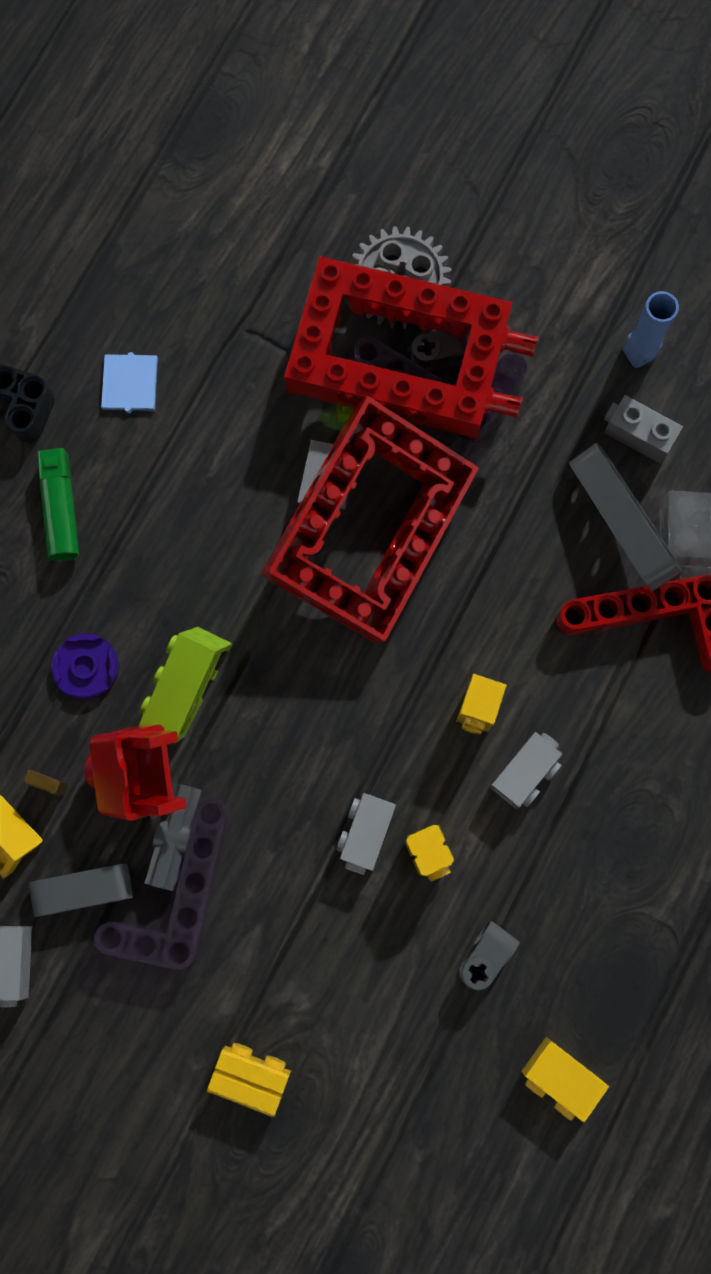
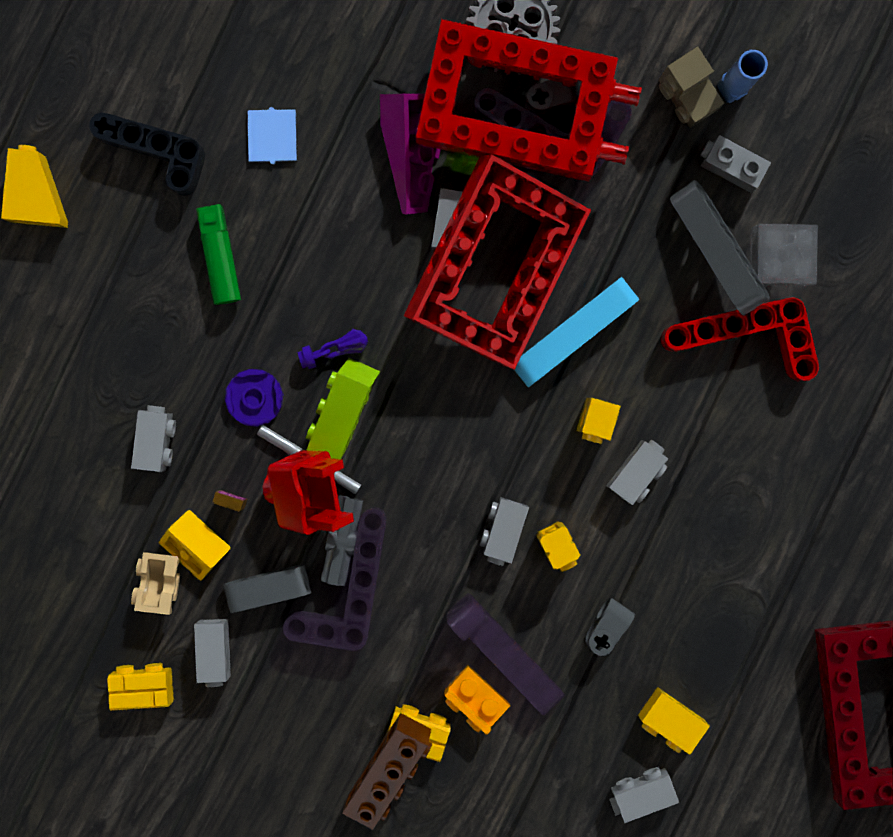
camera: 15 degrees left, 10 degrees up
(118, 723) = (291, 448): none -> light grey bar
(201, 608) = (350, 343): none -> dark purple piece
(207, 1126) = (387, 771): none -> reddish brown brick
(278, 412) = (409, 162): none -> magenta wedge
(323, 1041) = (476, 700): none -> light orange bracket
(368, 992) = (473, 622): none -> clear purple beam
(457, 606) = (575, 331): none -> medium azure beam
(525, 1174) = (643, 795): none -> light grey brick
(591, 345) = (690, 89): none -> dark tan brick

